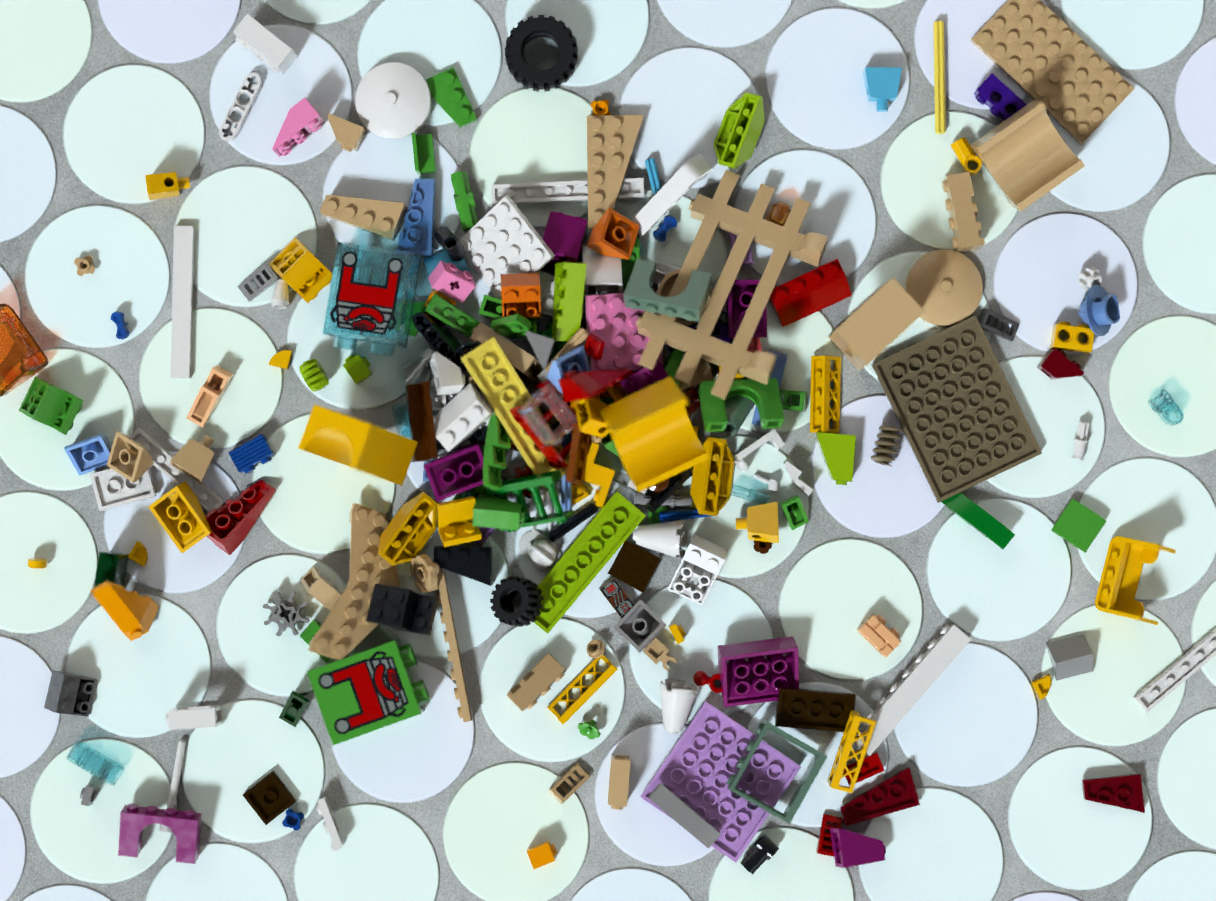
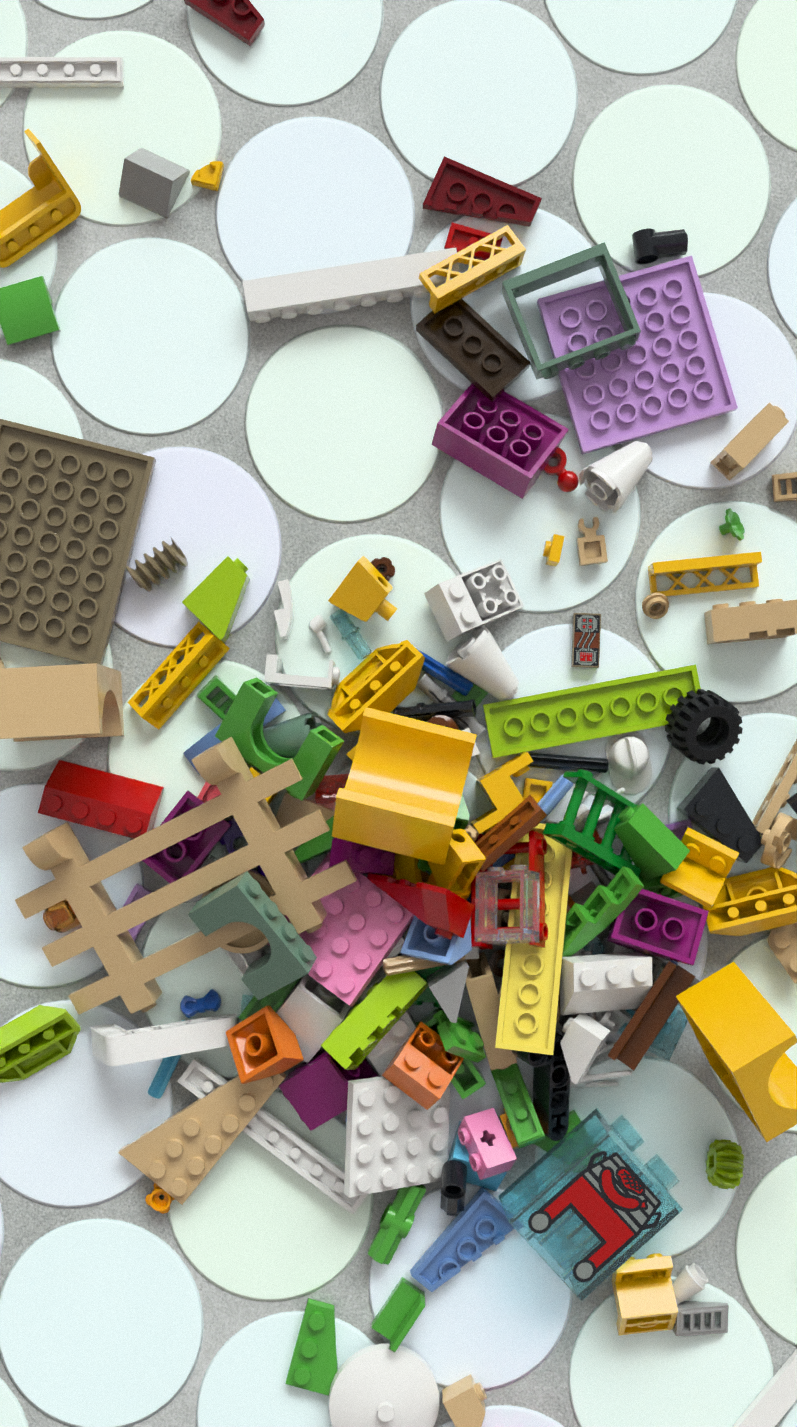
camera: 150 degrees left, 0 degrees up
(281, 359) = (743, 1209): yellow tile -> none
(357, 368) = (668, 1129): lime brick -> none
(369, 215) = (515, 1292): tan wedge -> none
(533, 29) = (168, 1356): black tyre -> none
(594, 346) = (389, 940): red tile -> none
(634, 566) = (540, 660): dark brown slope -> none
(640, 626) = (588, 589): light grey slope -> none
(684, 815) = (709, 347): light grey slope -> none
(794, 512) = (318, 576): bright green slope -> none
(822, 834) = (586, 191): red slope -> none
(855, 849) = (552, 163): magenta slope -> none
(879, 635) = (338, 370): light nougat brick -> none
(979, 519) = (125, 401): green slope -> none

